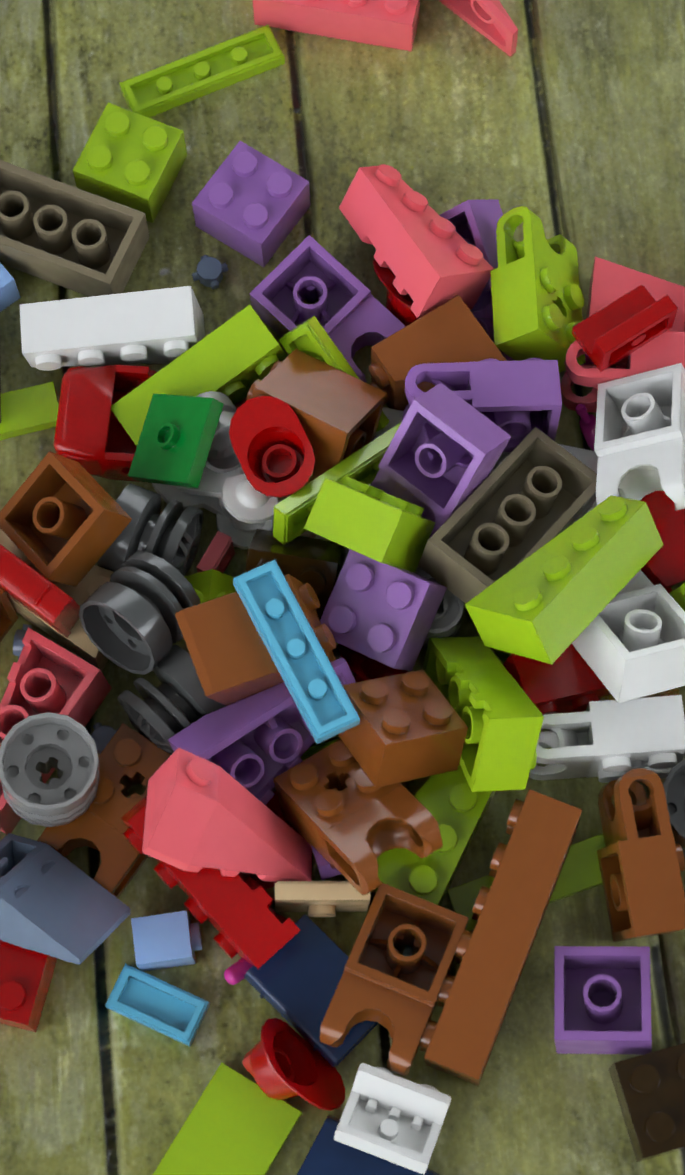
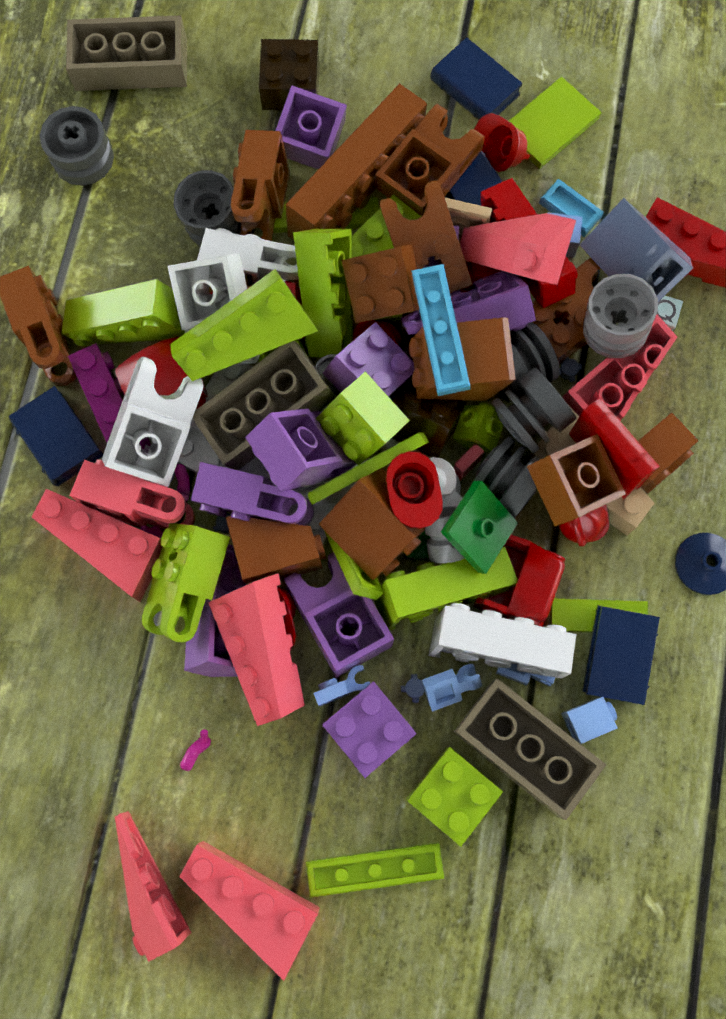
camera: 165 degrees left, 5 degrees up
(174, 272) = (447, 687): none -> light blue plate
(316, 224) = (332, 690): none -> light blue plate
(392, 1118) = (454, 92): white bracket -> none
(457, 132) = (195, 750): none -> dark pink piece
(624, 326) = (133, 513): red panel -> none

